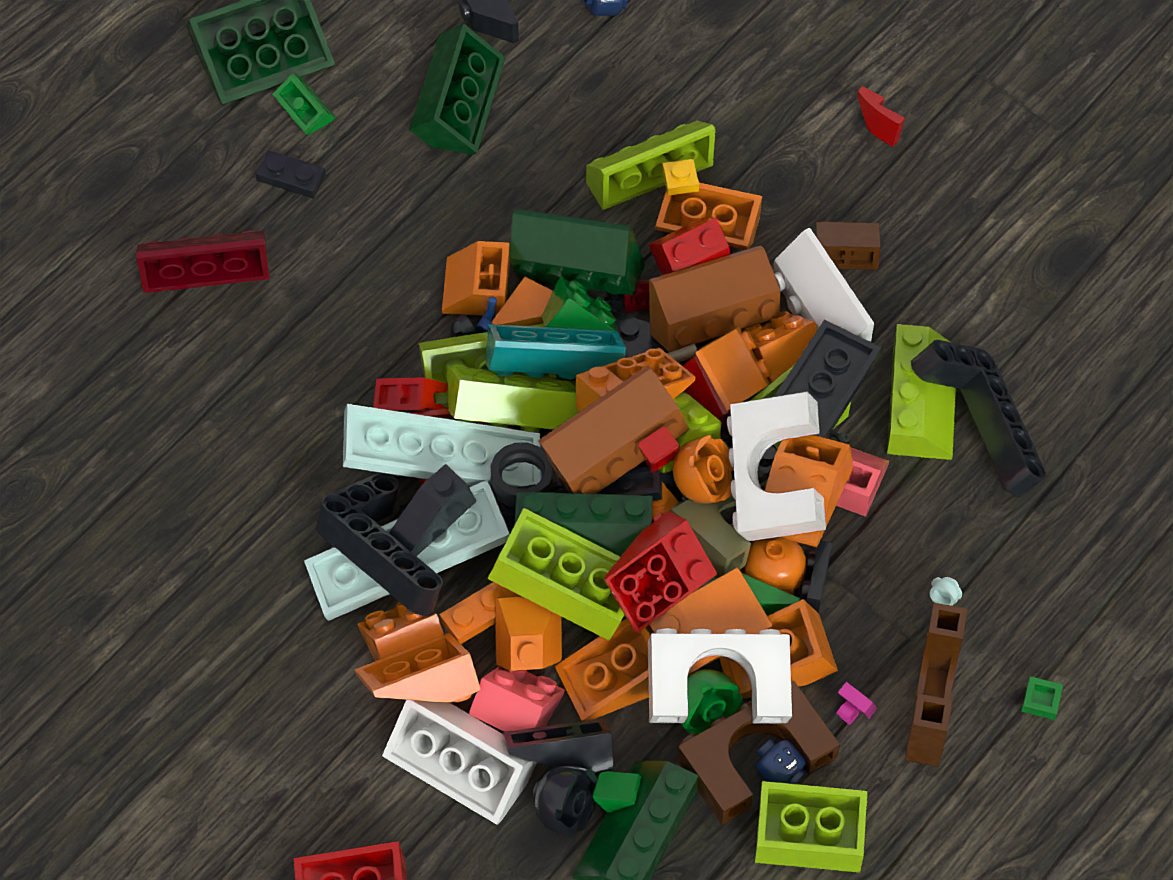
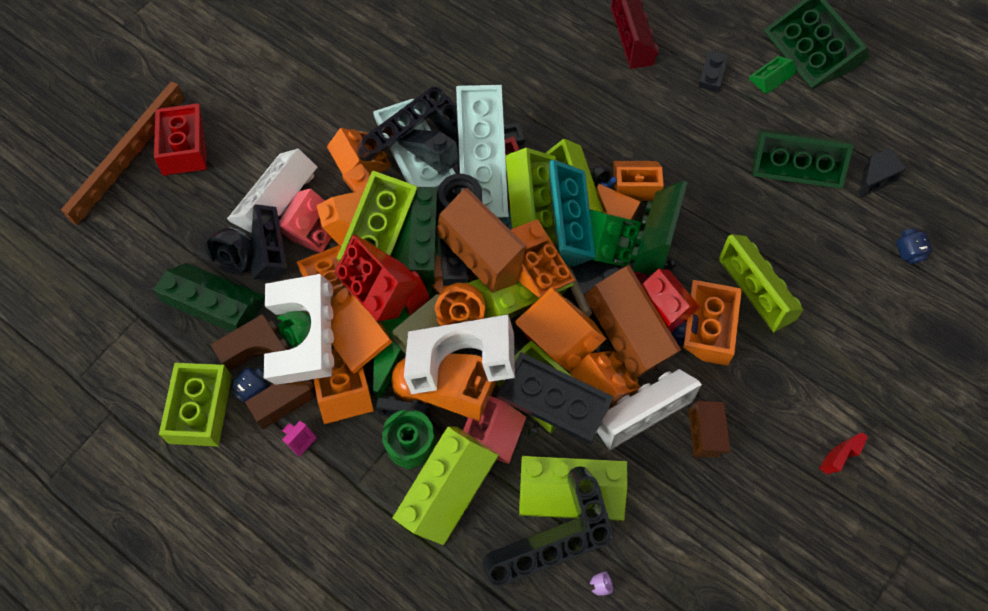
camera: 90 degrees right, 5 degrees up
(407, 394) = (535, 136): red hinge -> none
(427, 672) = (315, 156): orange slope -> none
(616, 790) = (236, 279): green slope -> none
(659, 449) = (469, 269): red slope -> none
(680, 177) = (739, 293): yellow plate -> none
(861, 566) = (411, 425): none -> green brick
(925, 520) = (445, 485): none -> lime slope
(935, 684) = (327, 495): reddish brown arch -> none
(945, 591) = (392, 505): light aqua plate -> none
(1036, 375) = (602, 584): none -> lavender hinge
(1042, 698) = (298, 580): green plate -> none

